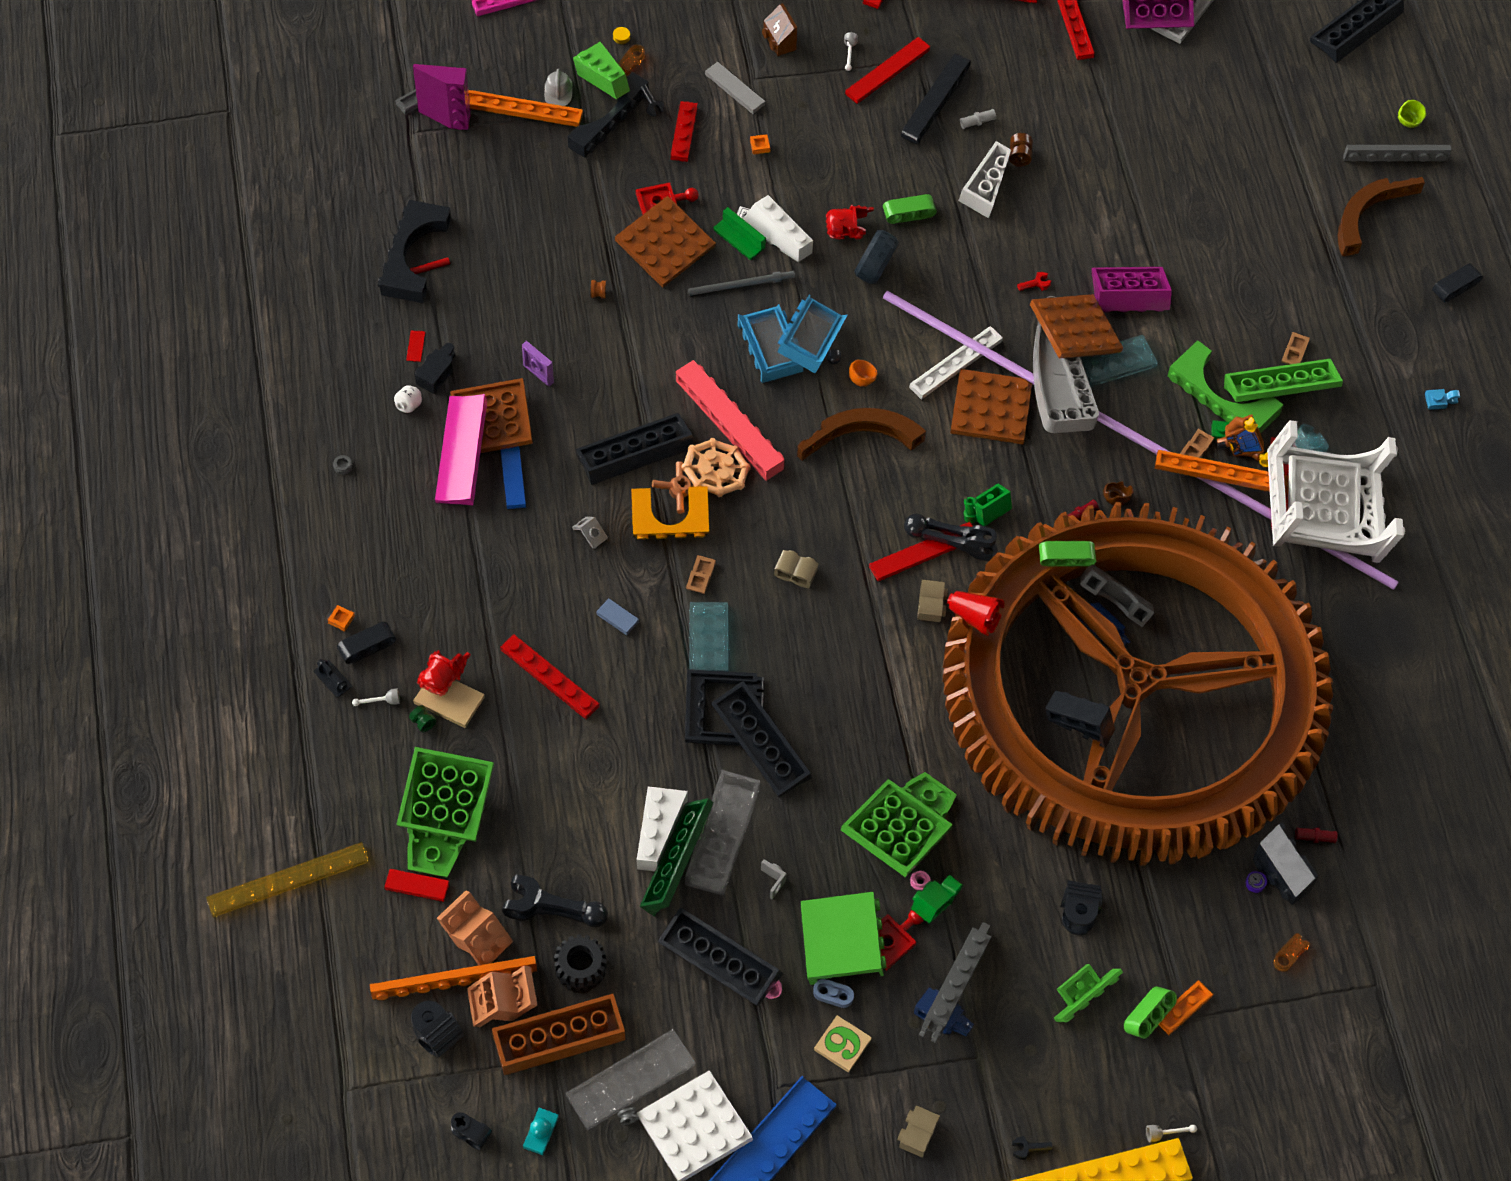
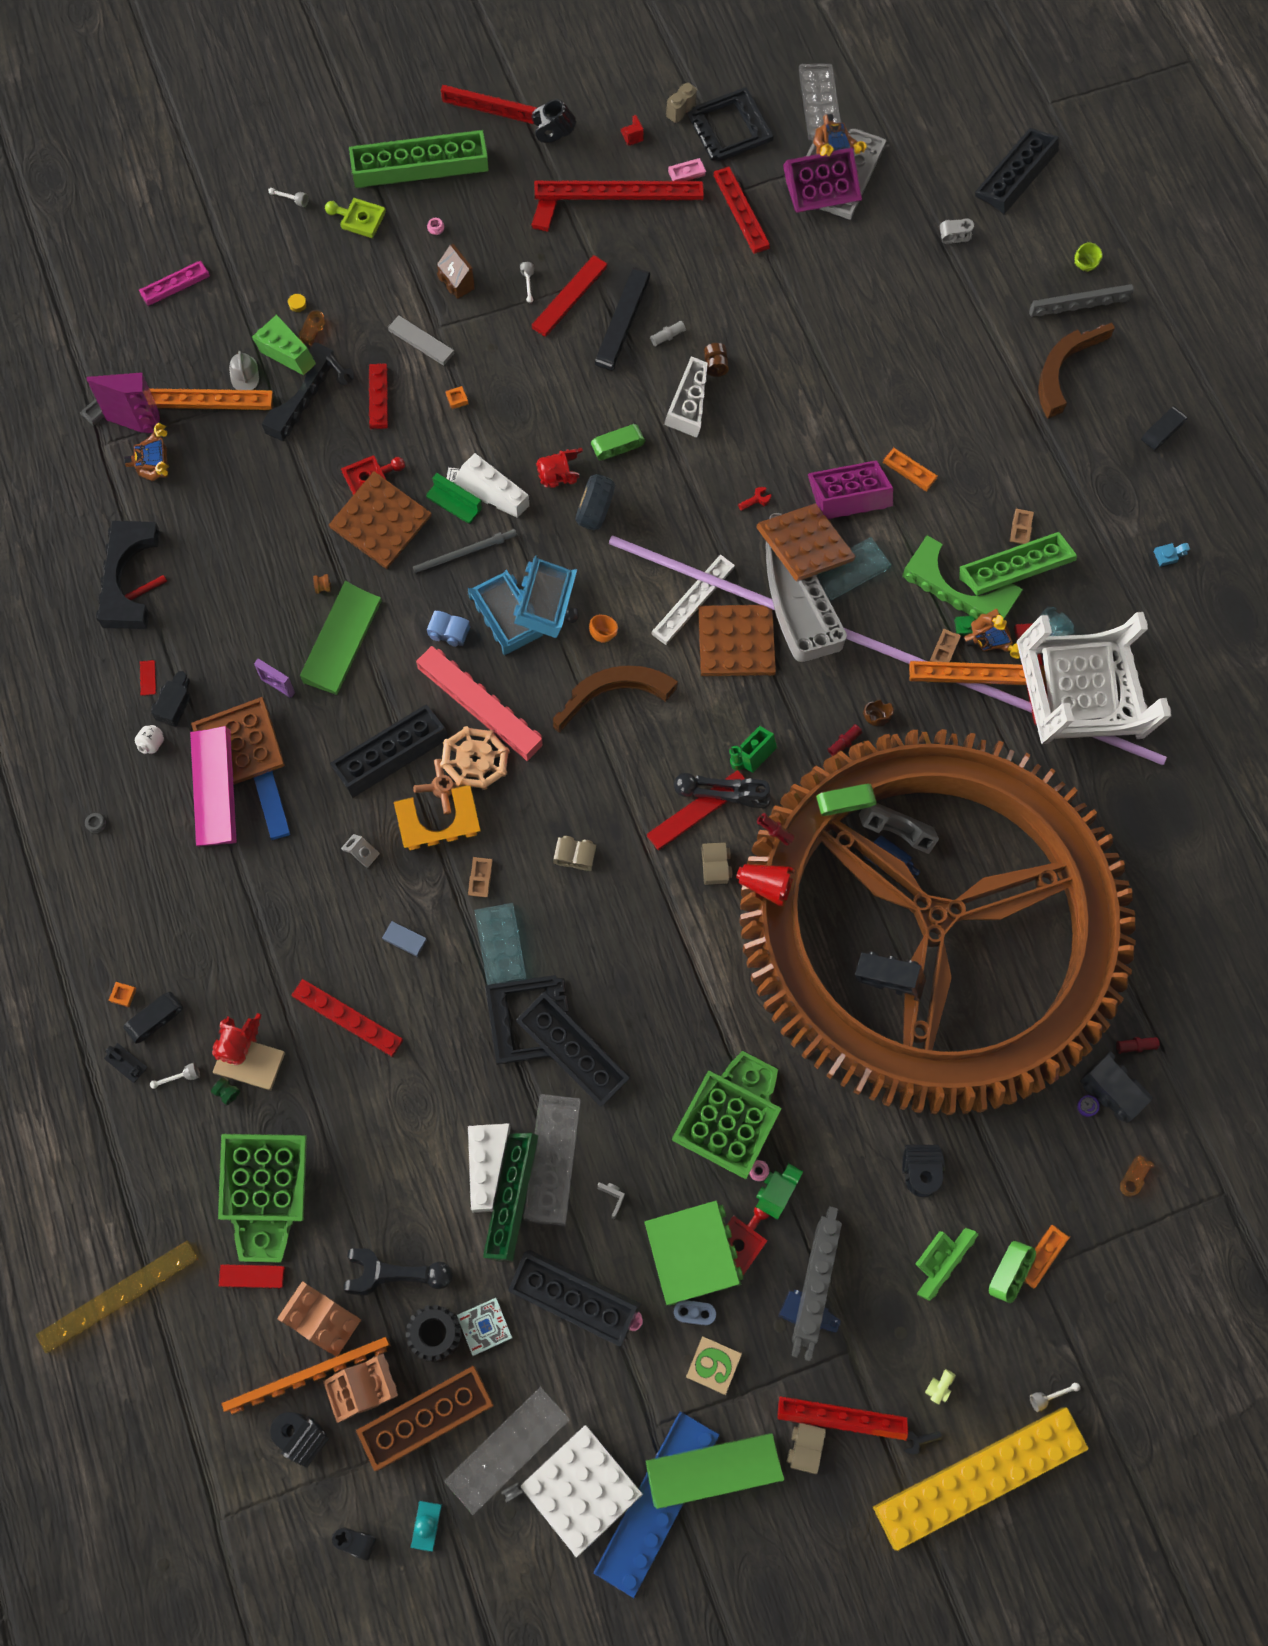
camera: 10 degrees left, 10 degrees up
(455, 149) = (150, 455): none -> torso
(606, 341) = (340, 638): none -> bright green arch
(629, 969) = (484, 1326): none -> tile
(712, 348) = (448, 628): none -> medium blue brick
(824, 1131) = (713, 1470): none -> bright green arch
(958, 1111) = (842, 1418): none -> red plate
(993, 566) = (775, 829): none -> dark red pin
(1058, 1104) = (939, 1389): none -> yellowish green plate
(1194, 280) = (910, 469): none -> orange tile
(1282, 69) = (954, 230): none -> light grey piece

